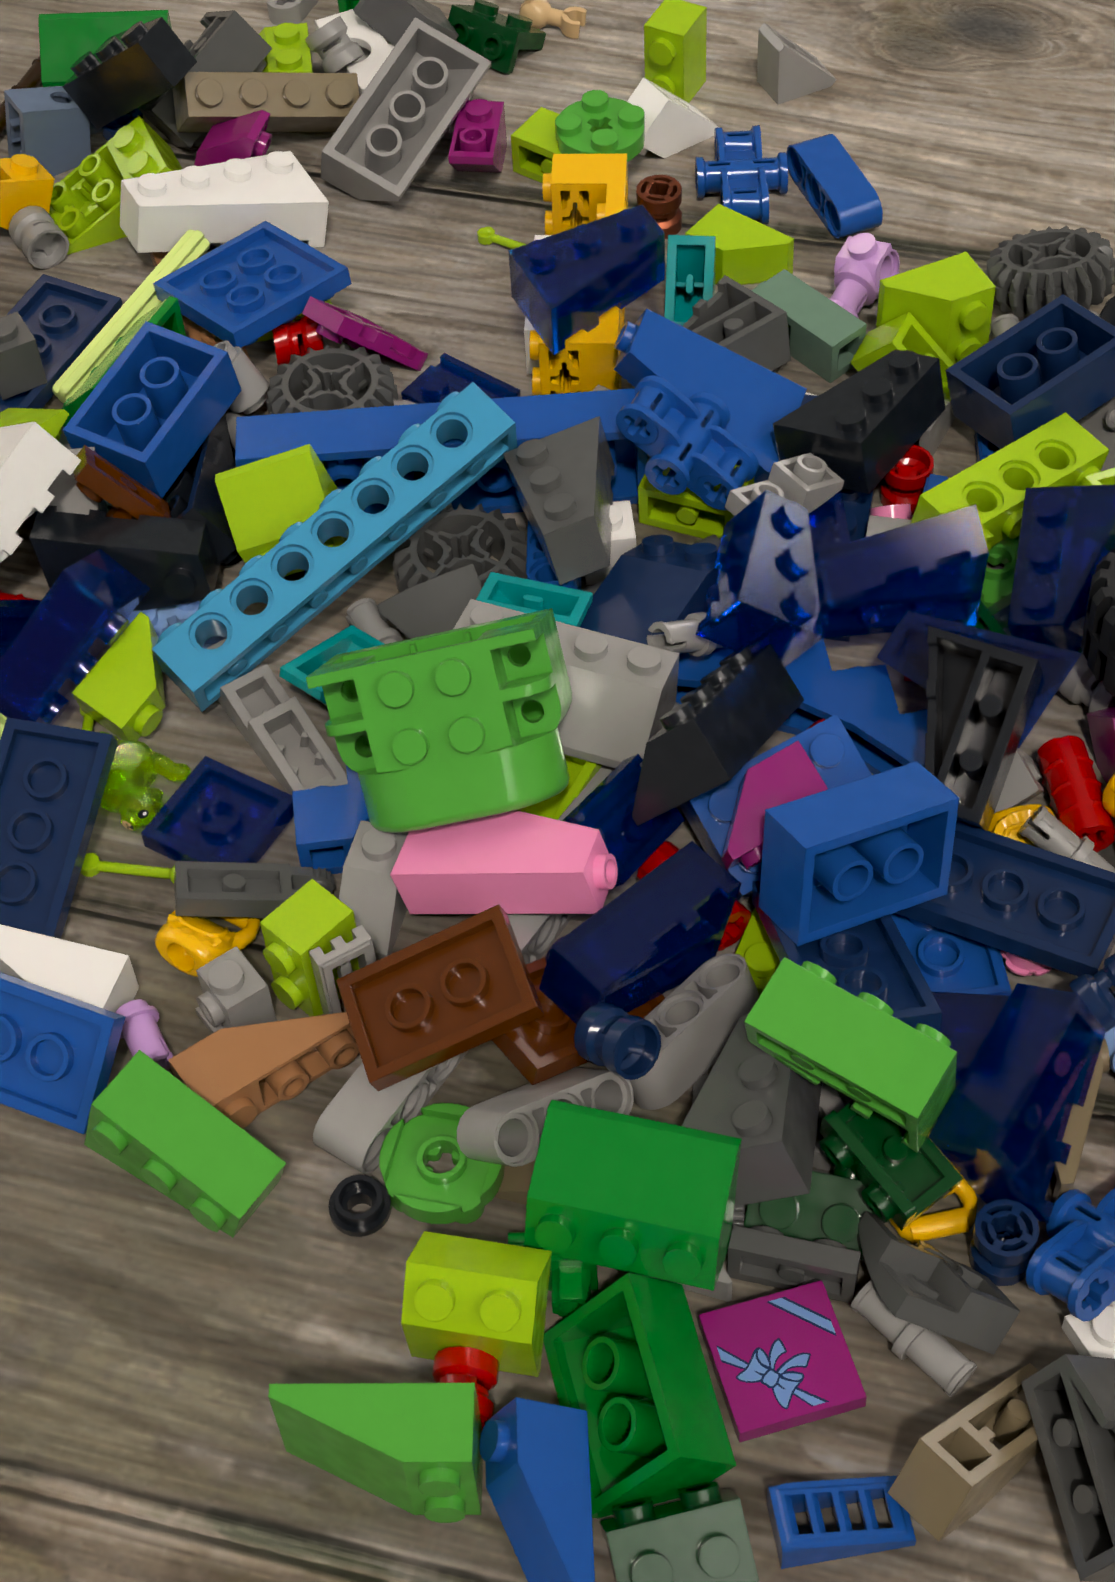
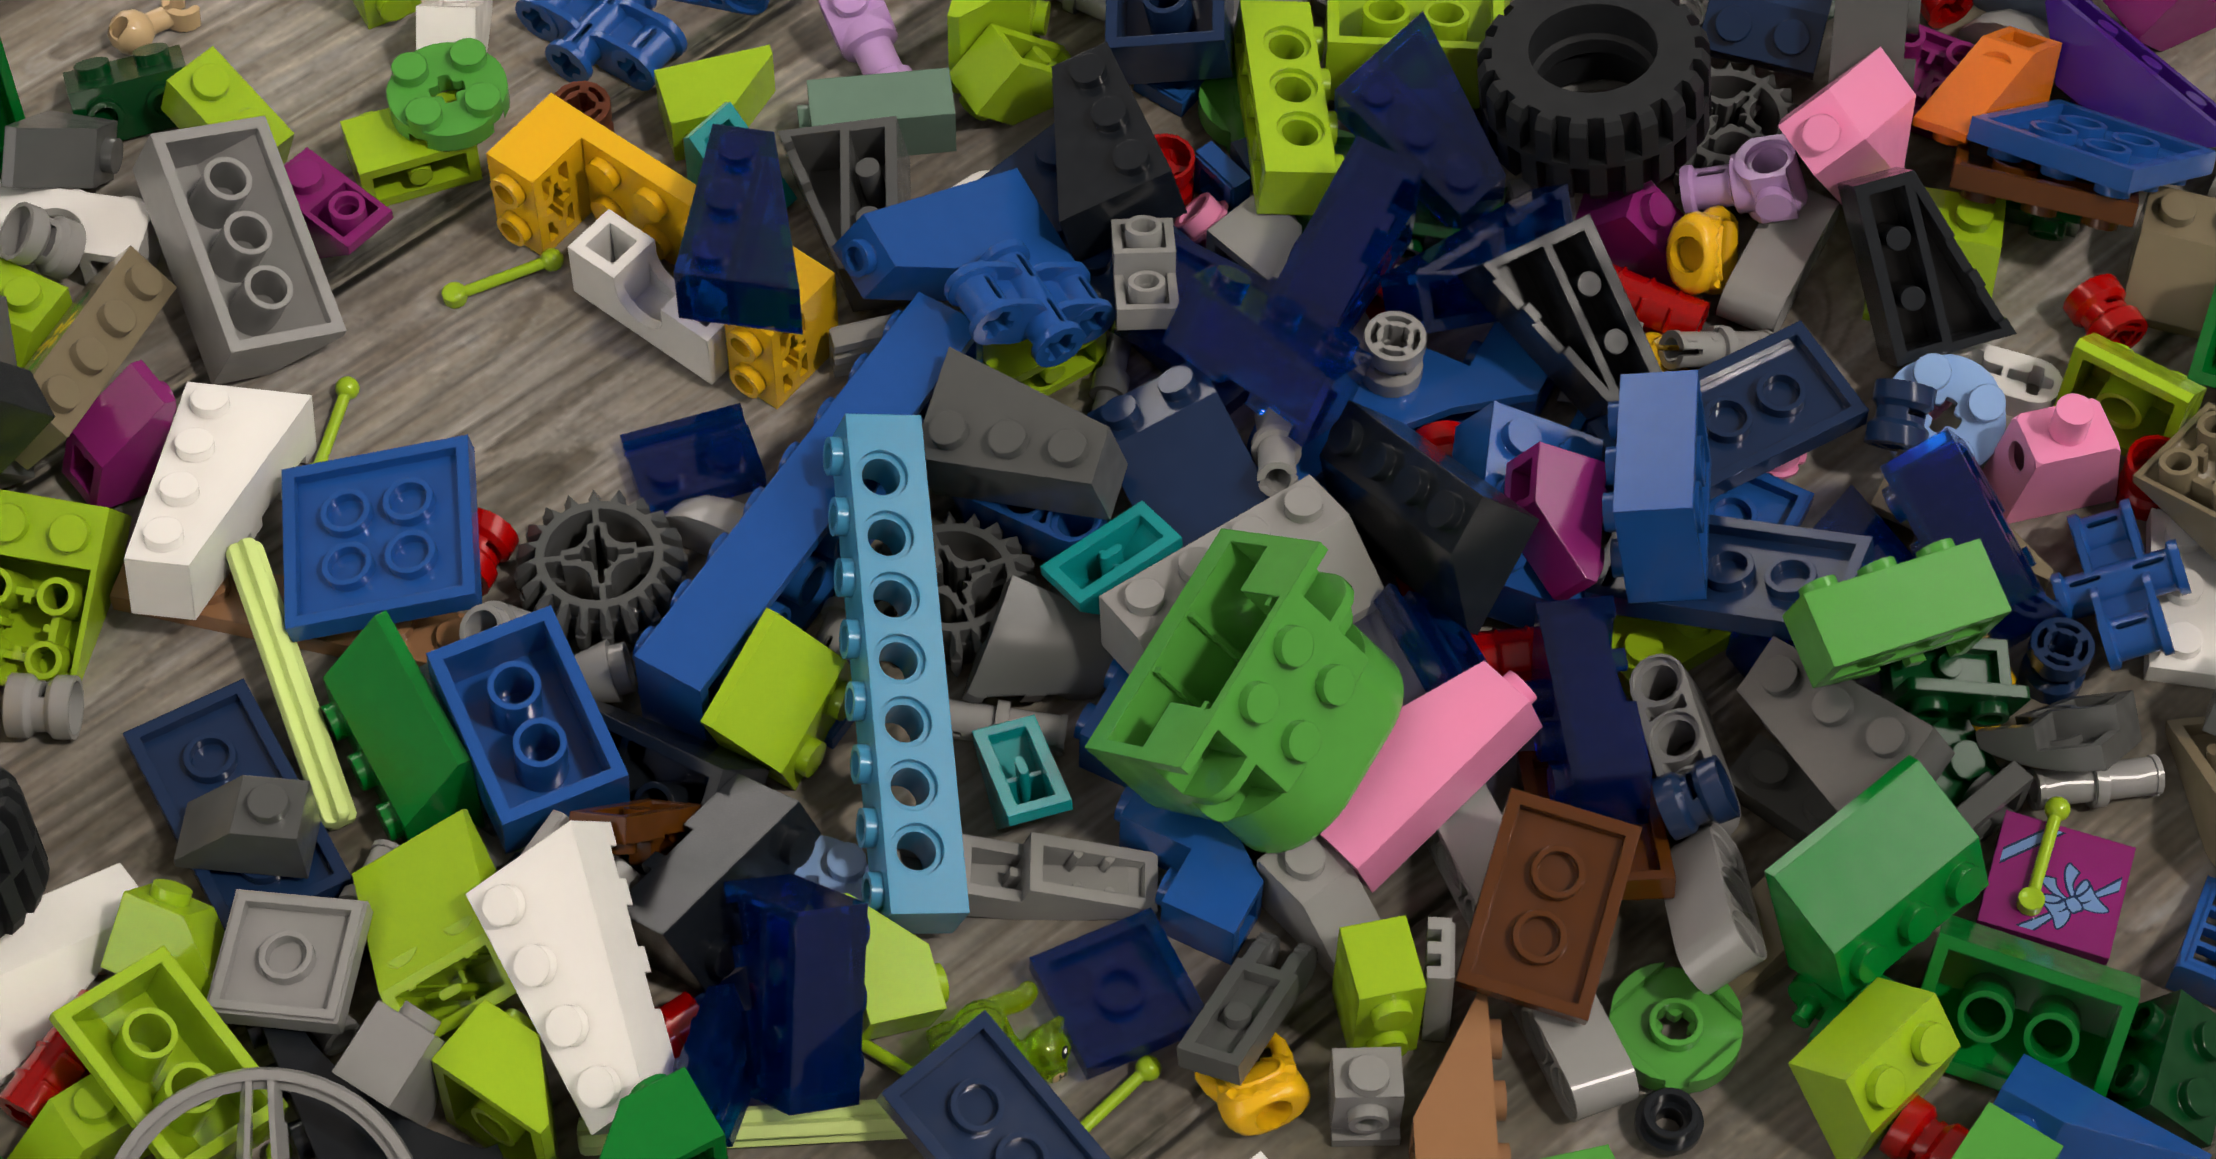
camera: 60 degrees left, 5 degrees up
(359, 331) = (526, 489): magenta wing -> none
(372, 231) = (346, 389): none -> lime hinge
(504, 44) = (213, 93): none -> lime brick
(745, 1340) = (2031, 898): none -> lime hinge
(850, 656) = (1398, 352): none -> light grey wheel

